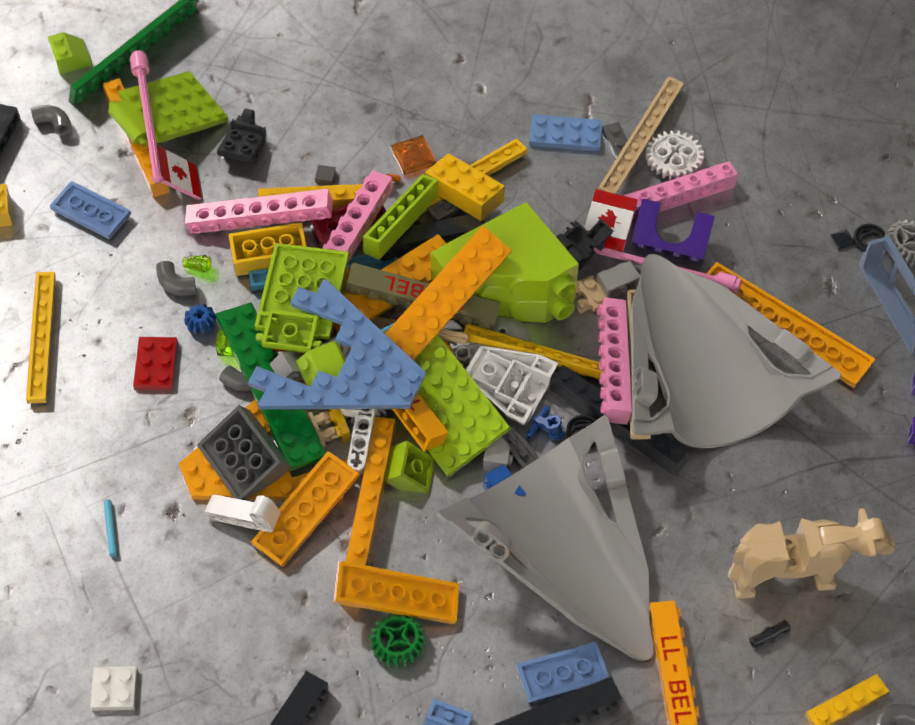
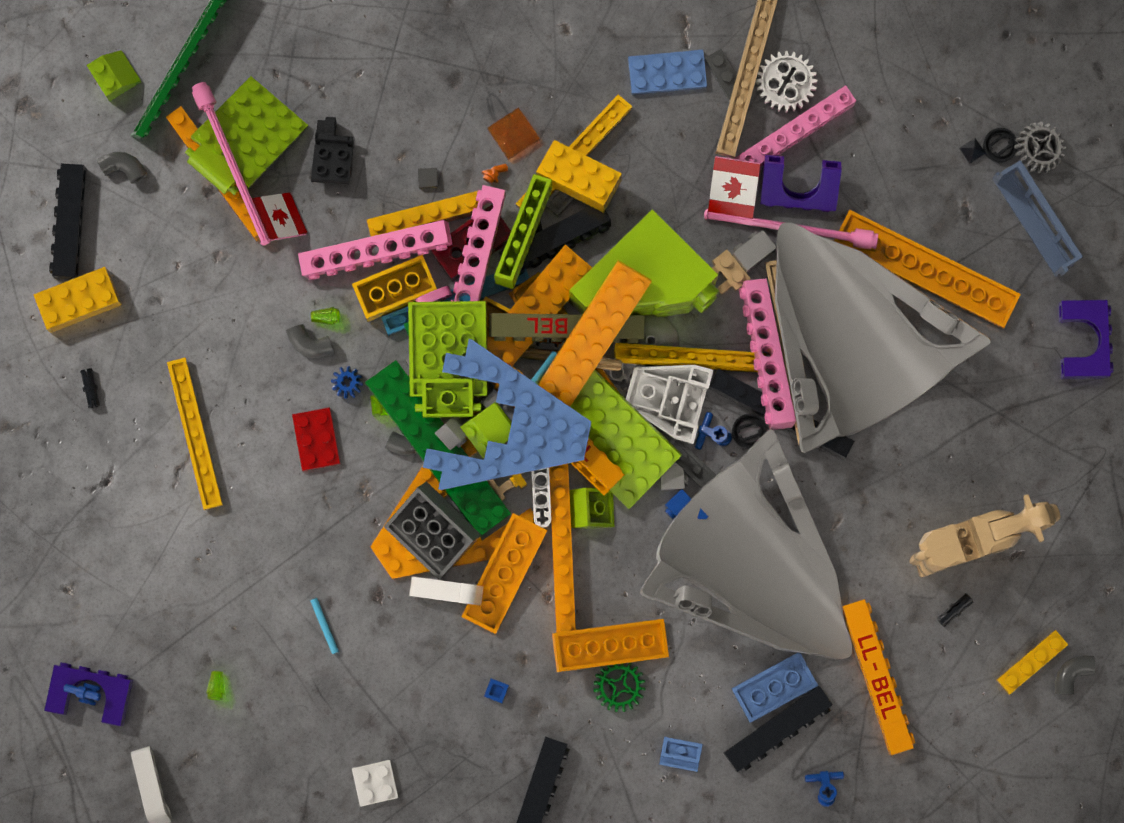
camera: 10 degrees left, 25 degrees up
(90, 210) = (198, 273): medium blue plate -> none
(267, 620) = (496, 690): none -> blue plate
(581, 242) = (708, 223): black plate -> none

